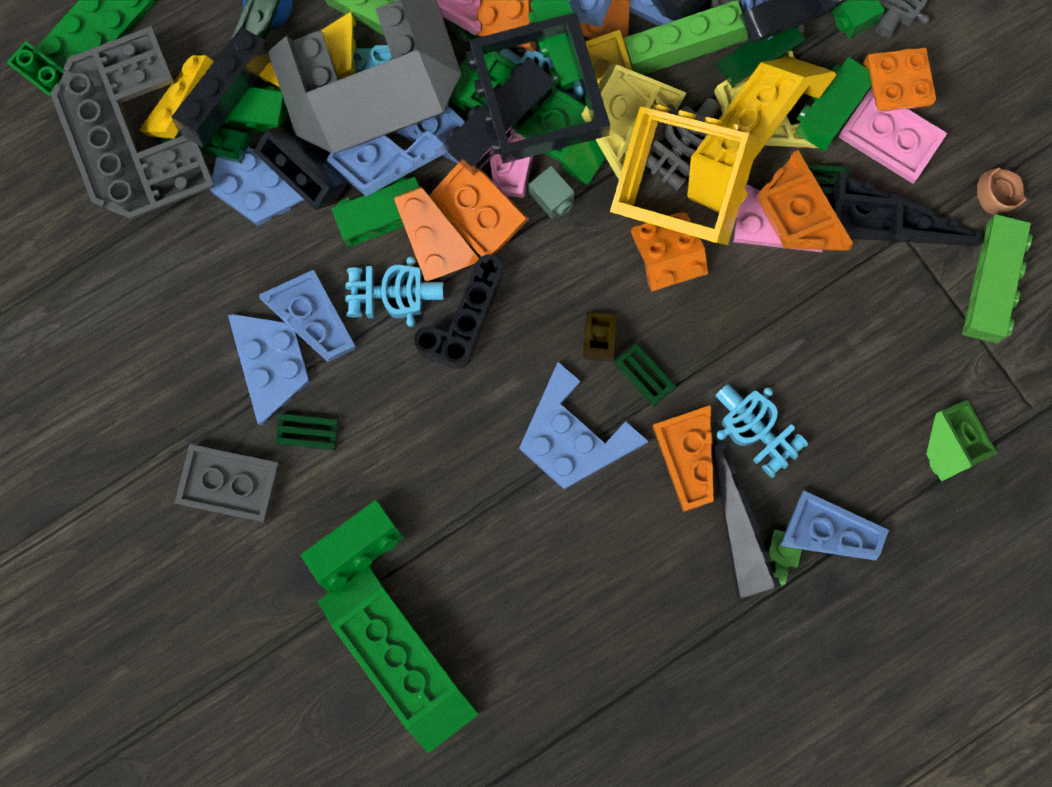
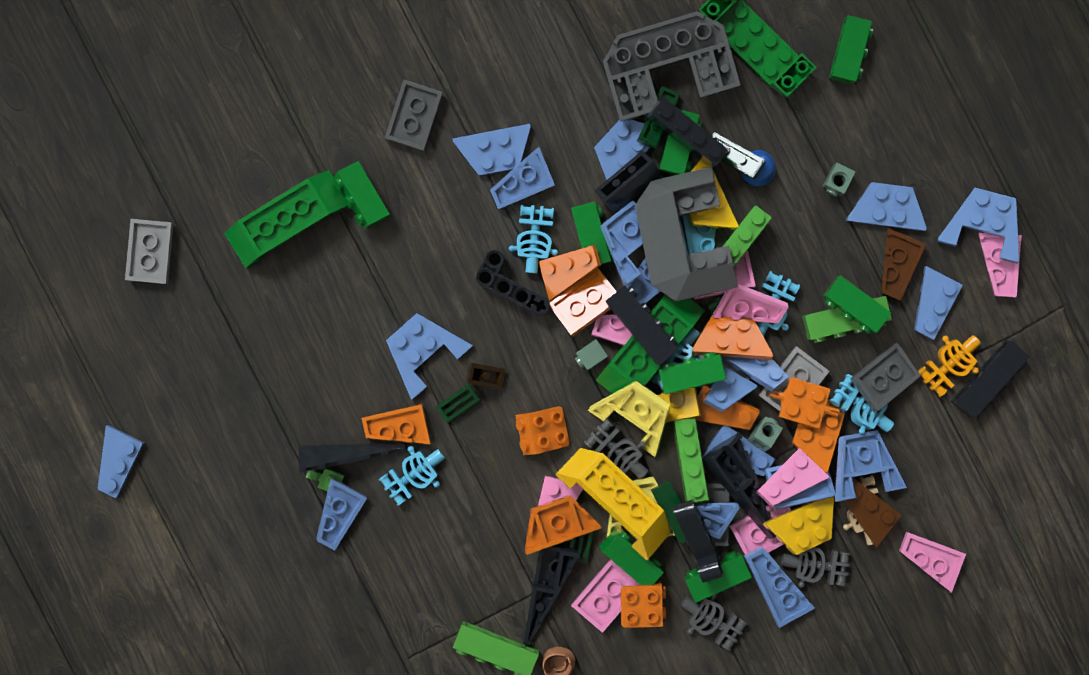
camera: 85 degrees right, 10 degrees up
(160, 120) = (687, 100): yellow wing -> none
(281, 429) = (440, 152): dark green tile -> none
(595, 129) = (655, 315): black window -> none
(636, 160) = (573, 404): yellow window -> none
(957, 441) = (387, 605): bright green slope -> none

